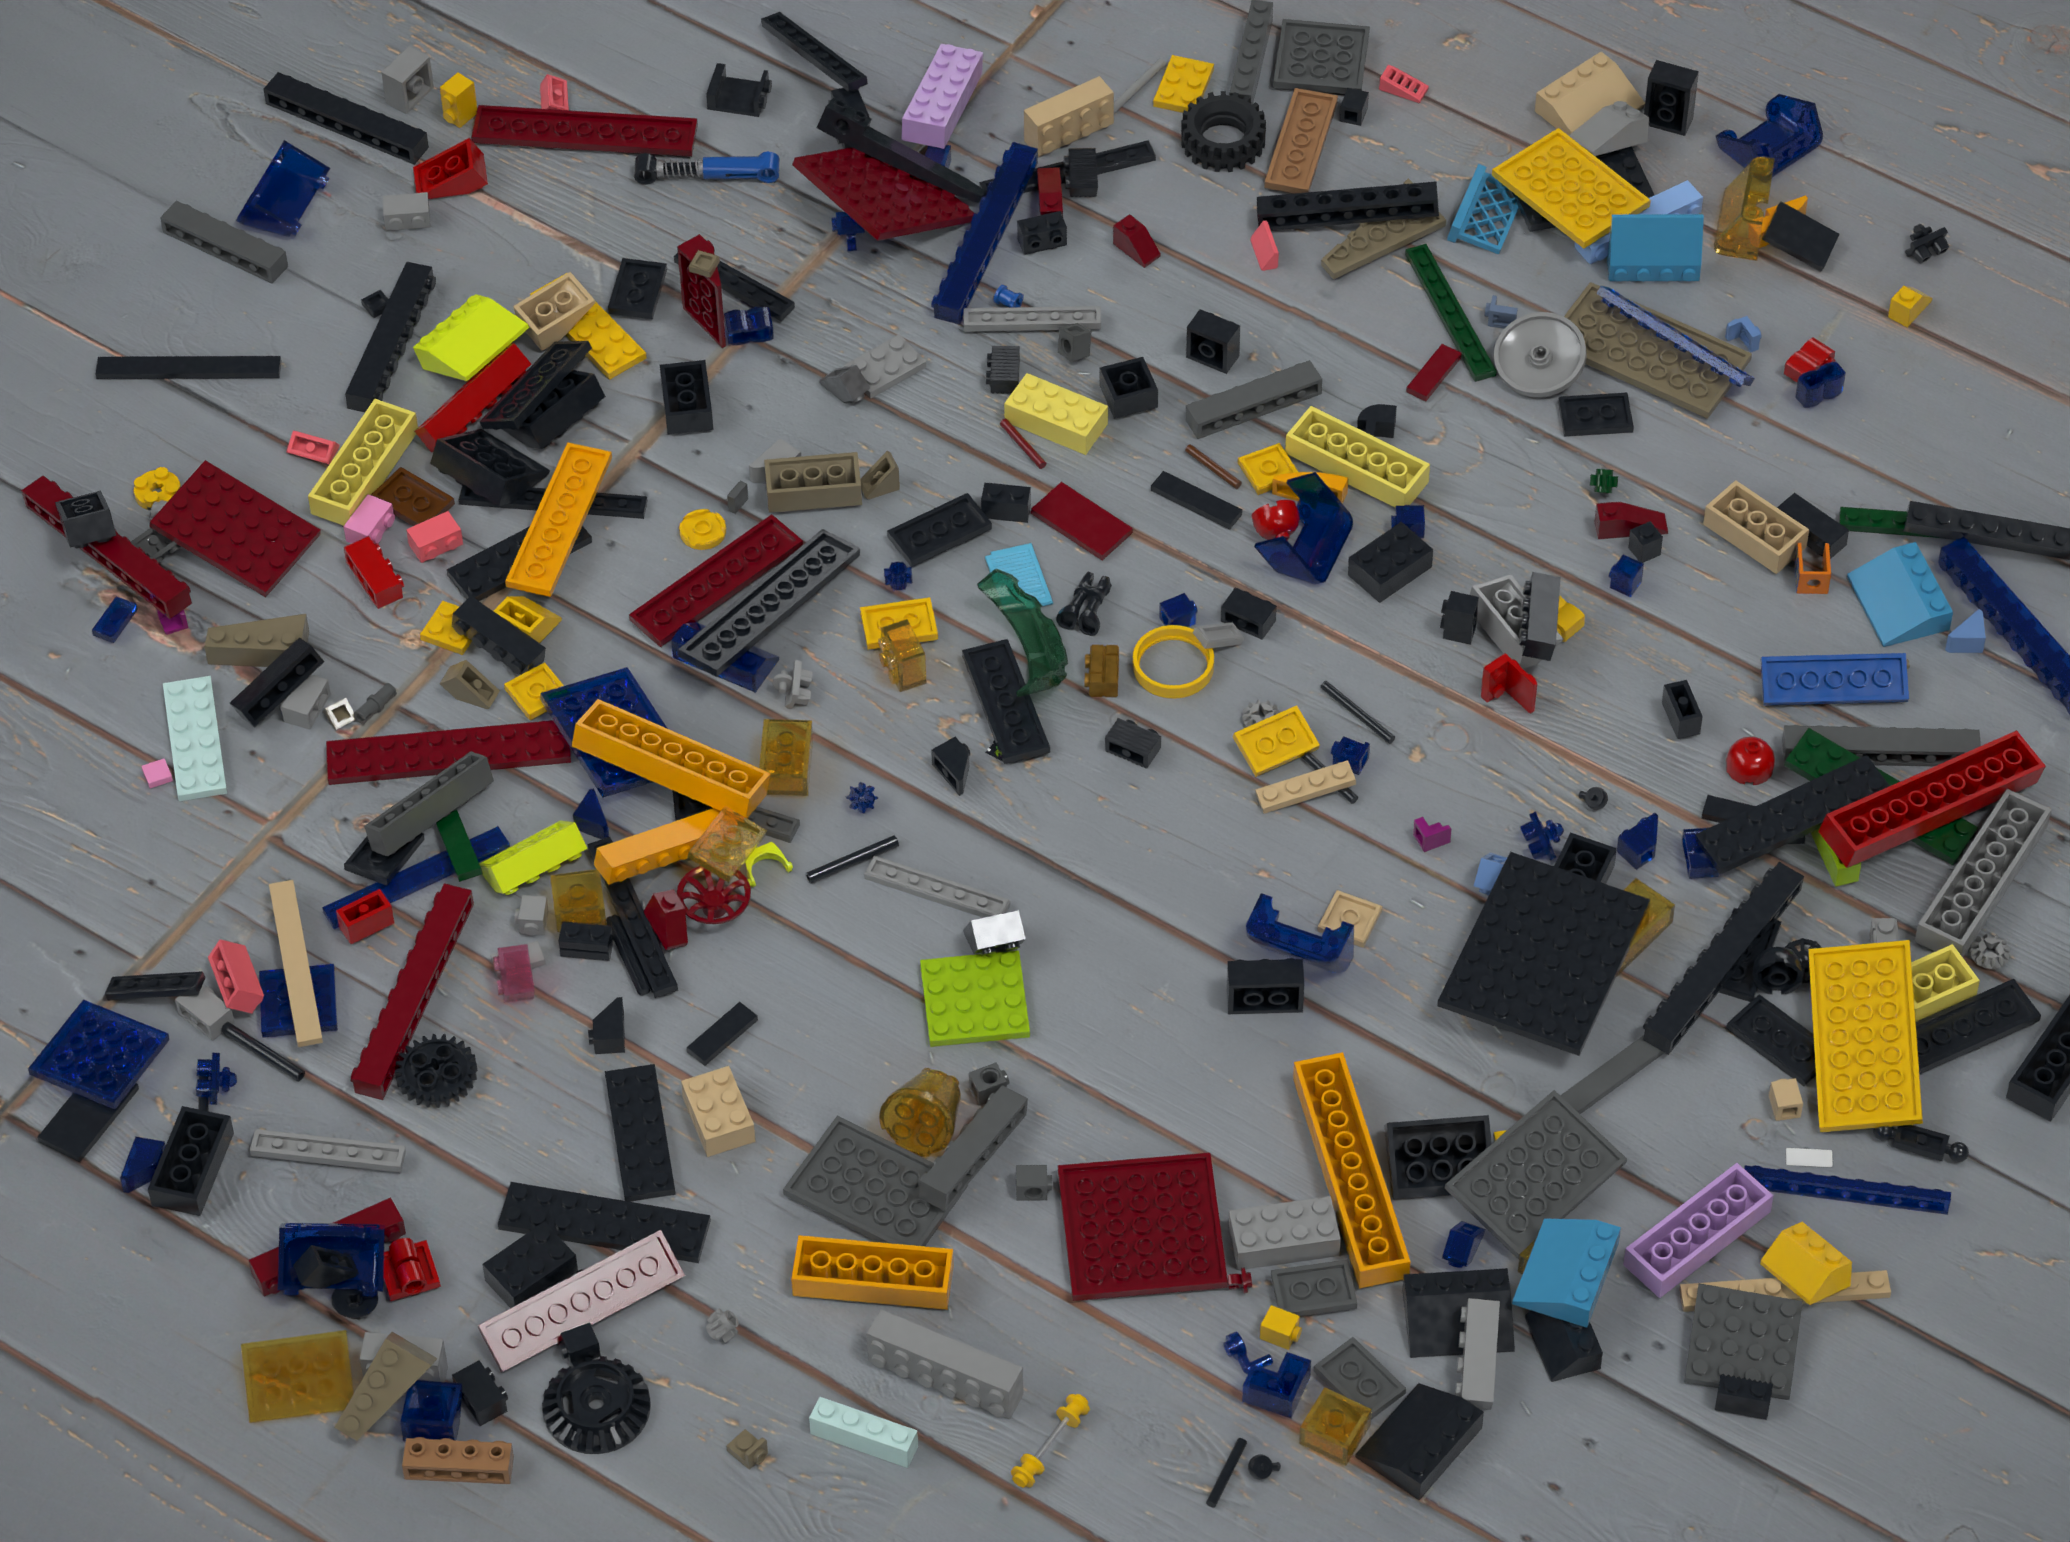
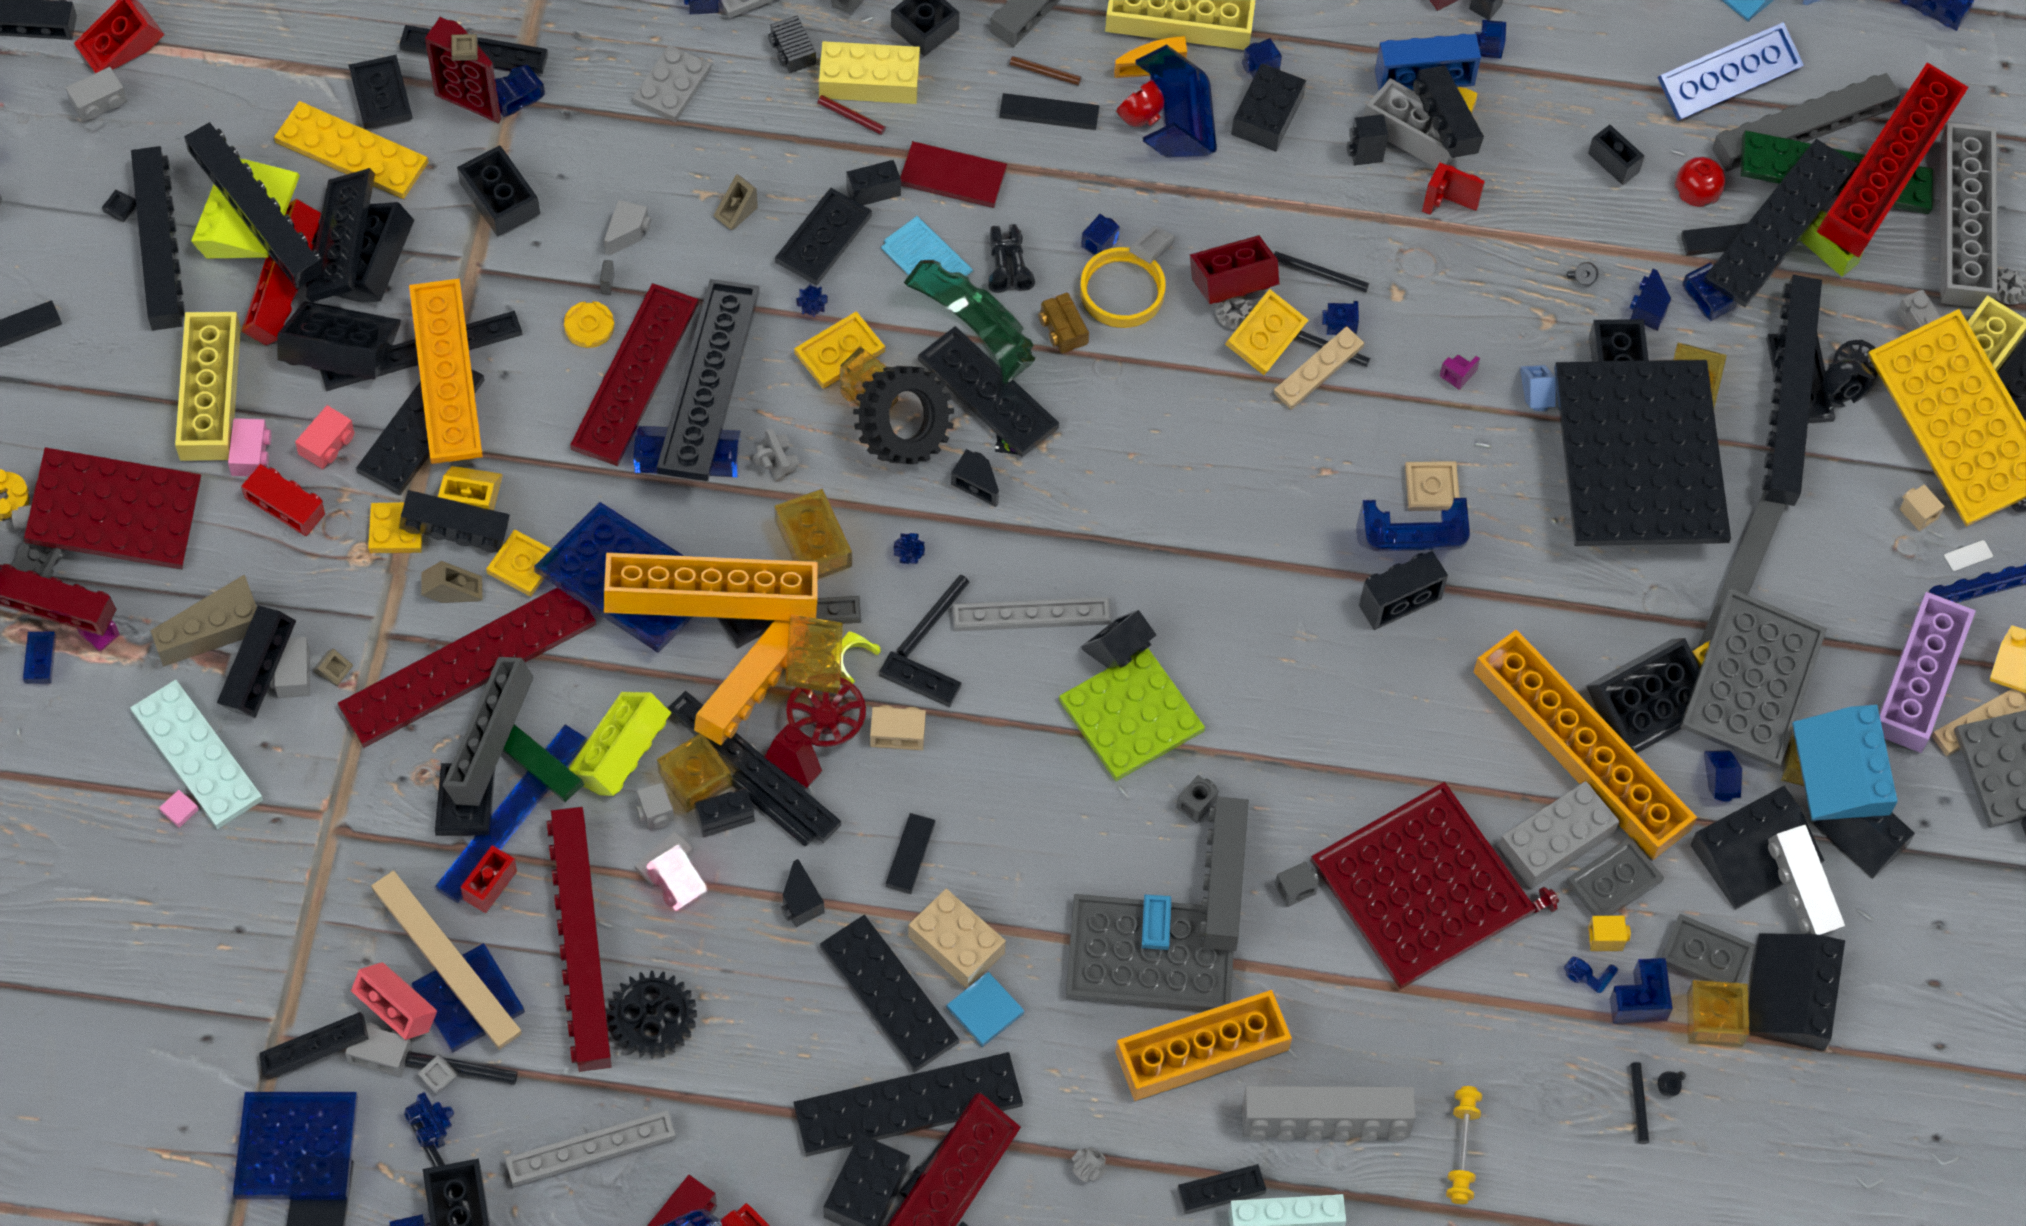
camera: 30 degrees left, 10 degrees up
(240, 1047) = (437, 1074): none -> light grey tile
(312, 447) = (140, 387): coral slope -> none
(375, 703) = (364, 641): dark grey pin -> none
(413, 497) = (281, 403): reddish brown plate -> none
(473, 333) = (253, 204): none -> black brick
(554, 310) = (315, 146): tan slope -> none
(590, 816) = (655, 676): clear blue slope -> none
(711, 1176) = (985, 1009): none -> dark azure tile
(768, 932) = (897, 728): none -> tan brick
(810, 1387) = (1221, 1189): none -> black plate
(812, 904) = (920, 679): none -> black tile
(813, 482) = (676, 233): dark tan slope -> none
(846, 383) = (646, 116): flat silver slope -> none
(883, 676) = (875, 417): none -> black tyre
(891, 1163) = (1156, 922): none -> dark azure tile
(922, 1112) = (1161, 856): clear yellow cone -> none
(1133, 742) = (1134, 386): black brick -> none
(1249, 613) = (1166, 210): black brick -> none
(1264, 465) = (1097, 53): yellow tile -> none
(1275, 679) = (1234, 269): none -> dark red brick
(1536, 829) = (1567, 340): clear blue hips -> none
(1579, 574) = (1404, 59): none -> blue brick
(1776, 1038) = (1877, 449): black tile -> none

